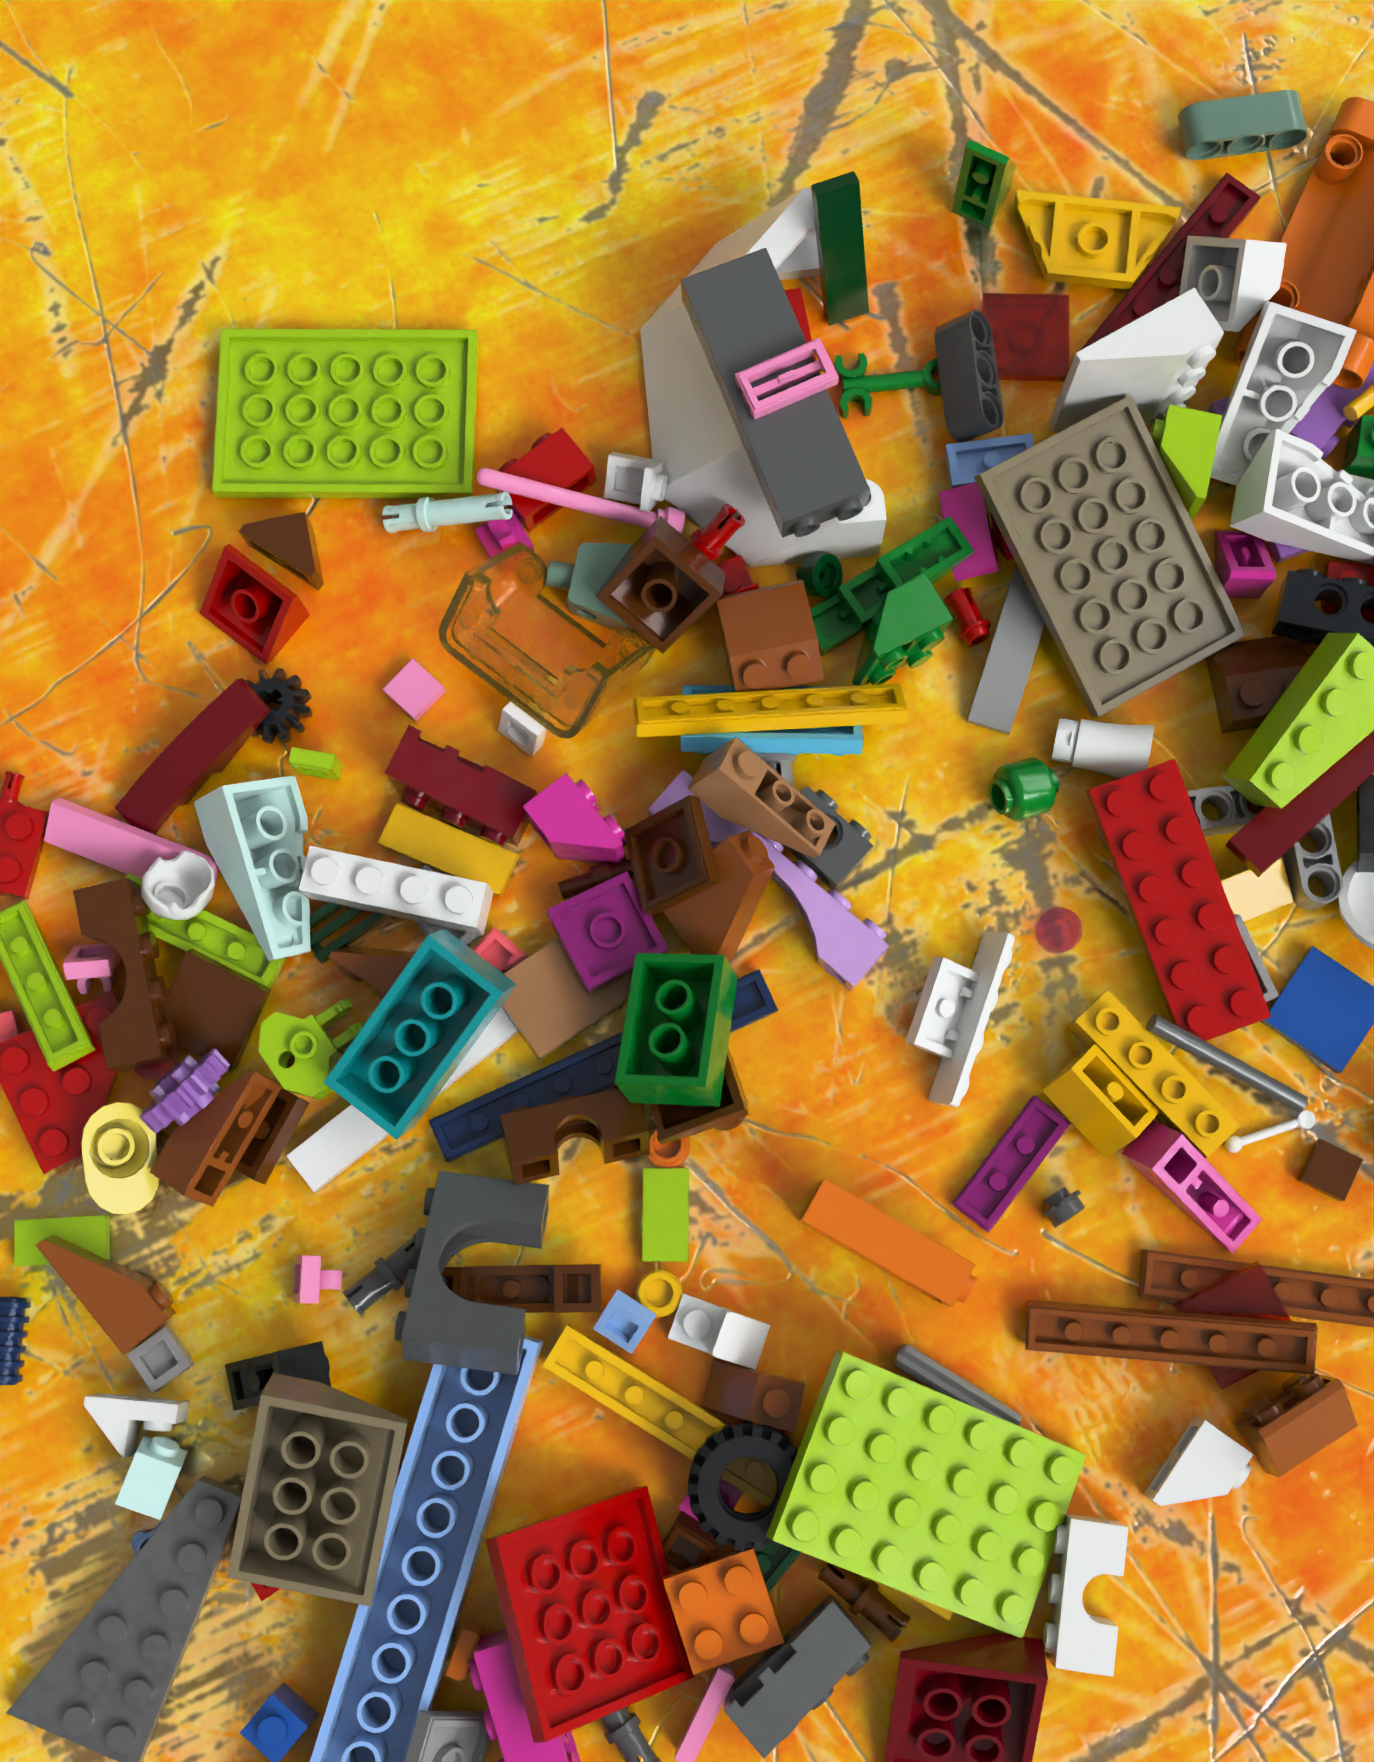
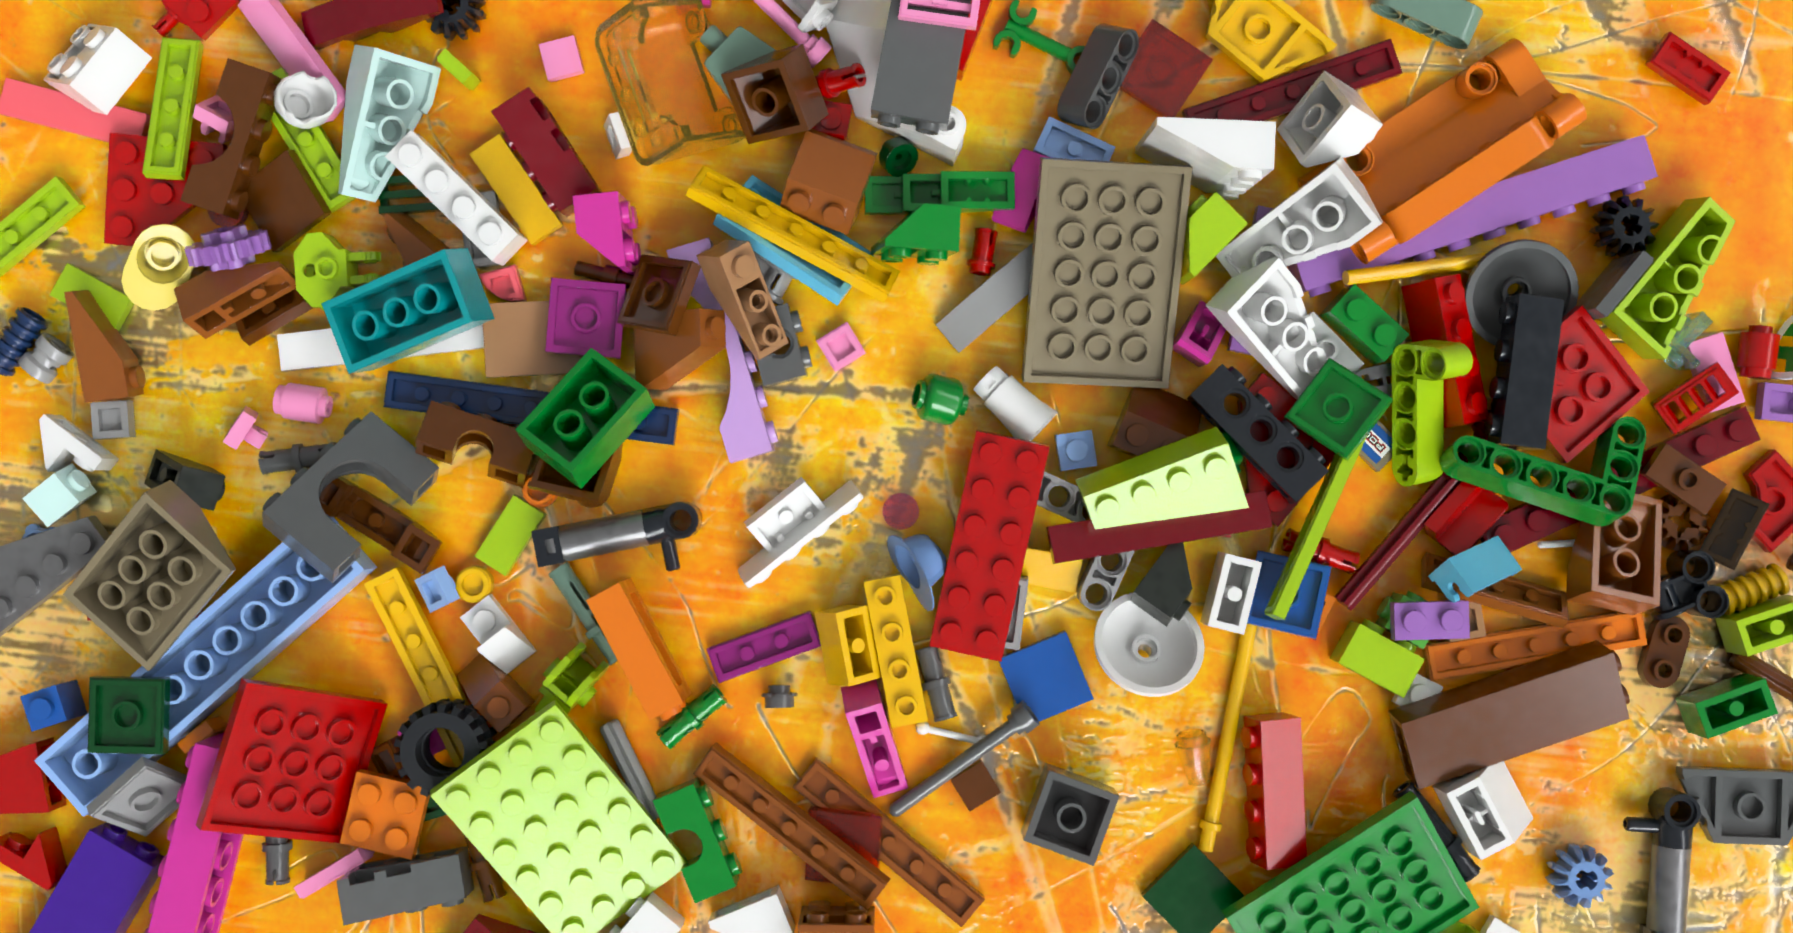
camera: 25 degrees right, 10 degrees up
(49, 1333) = (47, 356): none -> light grey wheel
(358, 1210) = (302, 403): none -> bright pink brick
(377, 1672) = (129, 715): none -> dark green tile
(780, 1139) = (616, 534): none -> piece
(803, 1245) = (576, 597): none -> sand green pin
(833, 1328) = (570, 680): none -> lime hinge
(885, 801) = (841, 347): none -> bright pink tile
(982, 1297) = (691, 716): none -> green pin
(1115, 1440) = (689, 809): none -> green arch
(1122, 969) = (919, 563): none -> medium blue piece
(1195, 756) = (1075, 450): none -> light blue plate
(1225, 1091) = (936, 683): none -> dark grey pin
(1226, 1063) = (950, 673): dark grey bar -> none
(1331, 1067) = (1020, 720): none -> dark grey piece

